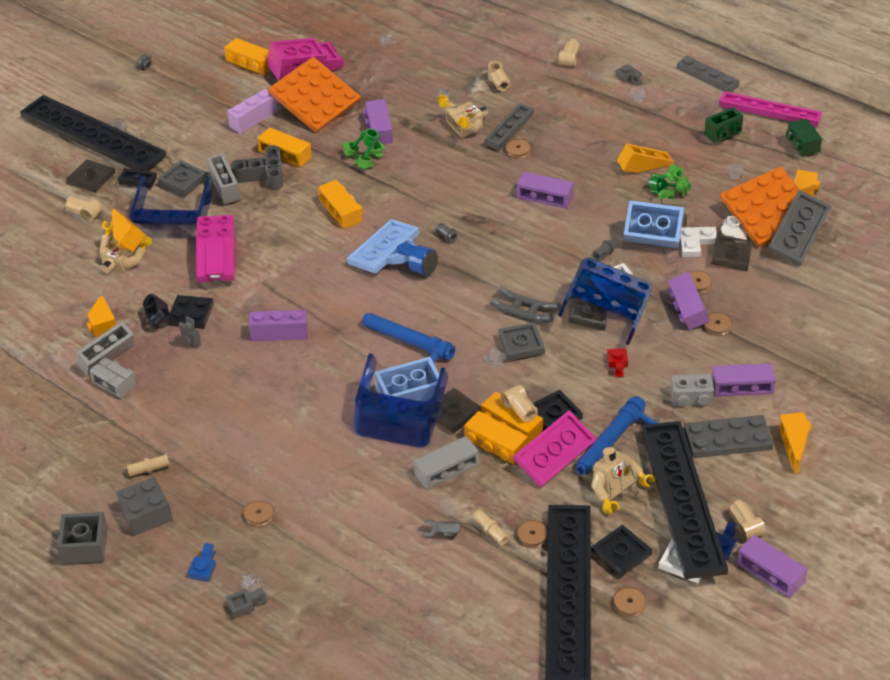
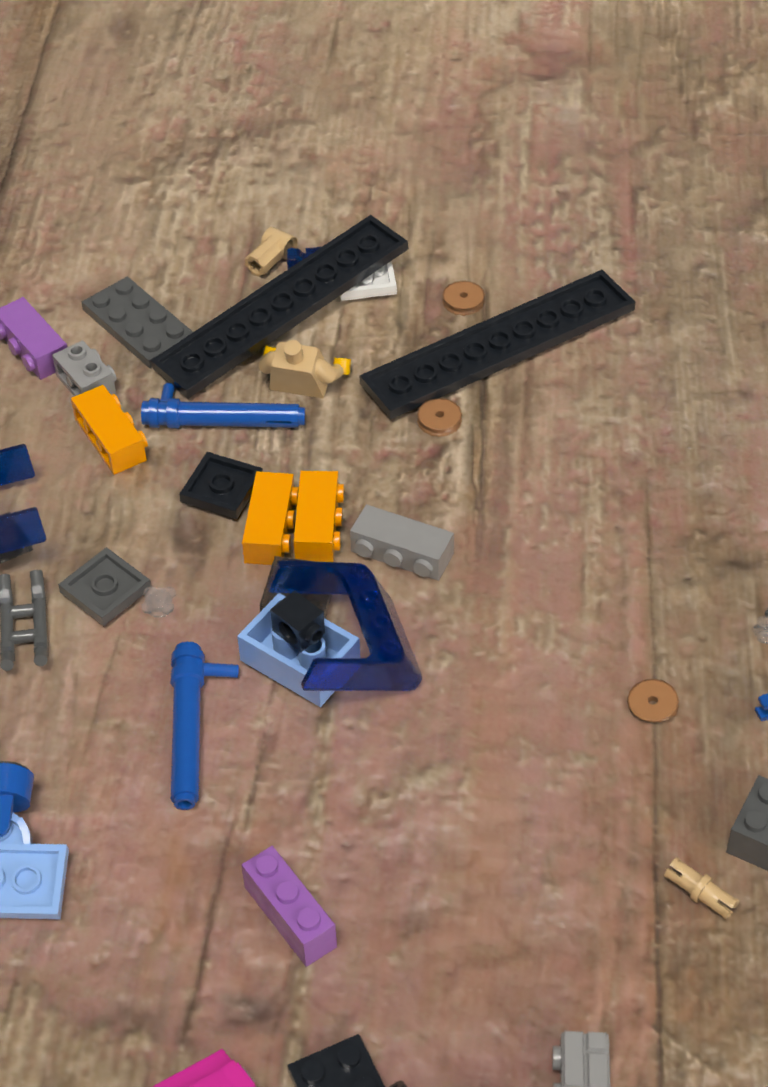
camera: 125 degrees left, 5 degrees up
(189, 334) = (408, 1023): dark grey plate -> none
(410, 371) = (298, 621): none -> black brick
(448, 528) = (504, 488): dark grey plate -> none
(490, 527) = (467, 451): tan pin -> none
(517, 400) = (254, 497): tan piece -> none
(554, 448) = (293, 446): dark pink plate -> none
(617, 359) = (71, 475): red plate -> none
(621, 550) = (400, 326): black plate -> none
(640, 382) = (109, 429): none -> light orange brick
(772, 566) = (320, 208): medium lavender brick -> none
(794, 433) = (108, 258): light orange slope -> none

